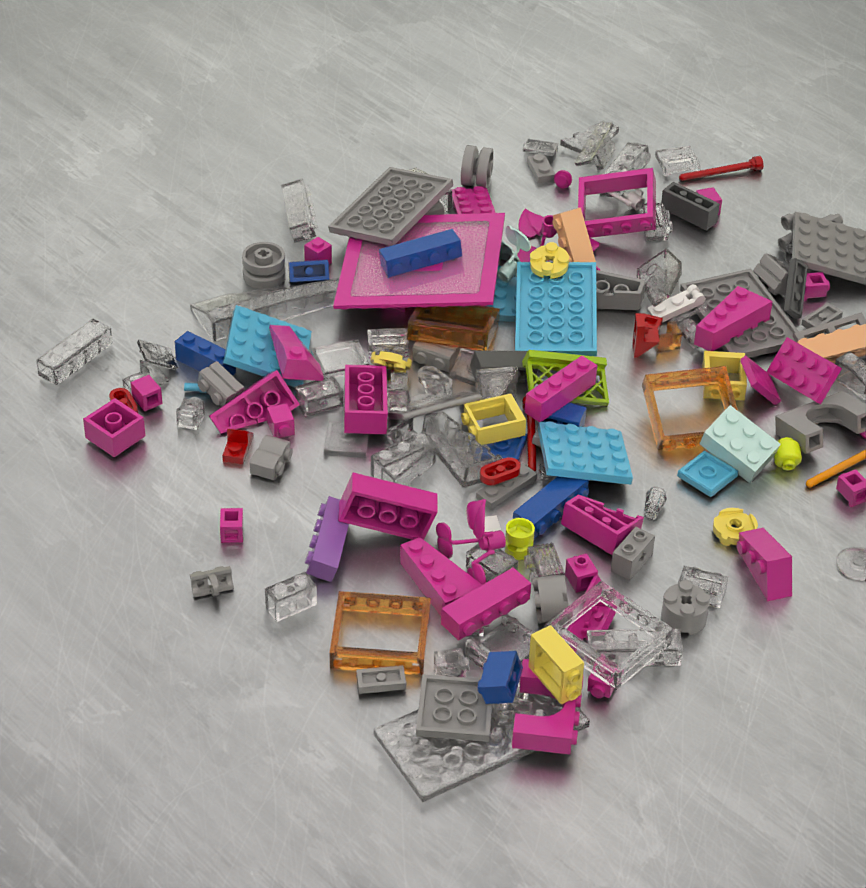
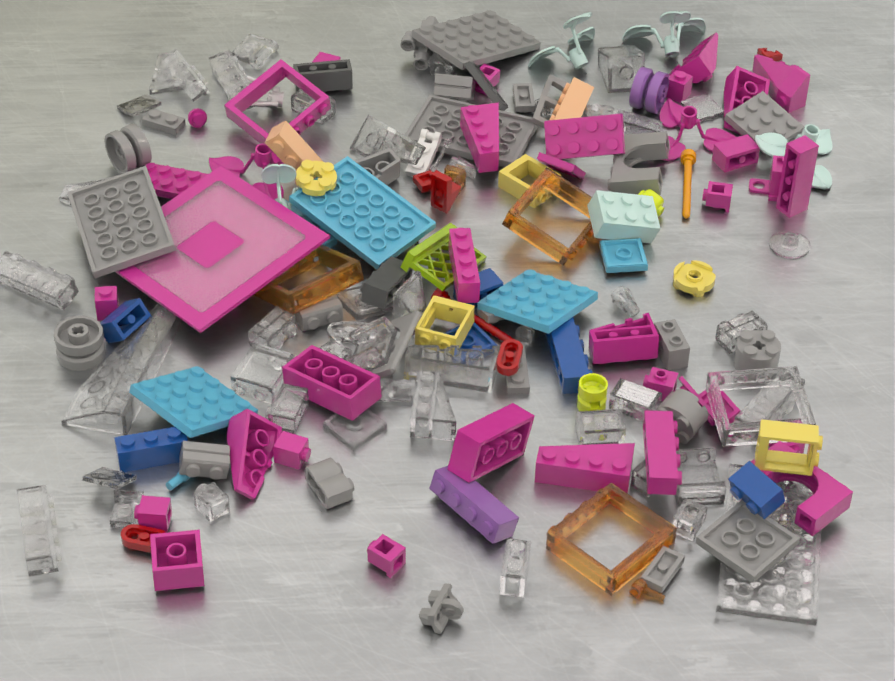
camera: 50 degrees left, 0 degrees up
(237, 446) = (285, 496): red slope -> none
(293, 356) = (238, 388): dark pink wedge -> none
(348, 677) = (640, 587): none -> clear orange hand
(391, 361) = (306, 339): light yellow plate -> none
(420, 252) = (213, 238): blue brick -> none
(487, 540) = (593, 396): dark pink plant -> none
(492, 523) = (546, 404): white sticker -> none
(755, 164) = (310, 18): red piece -> none
(767, 563) = (752, 282): dark pink wedge -> none

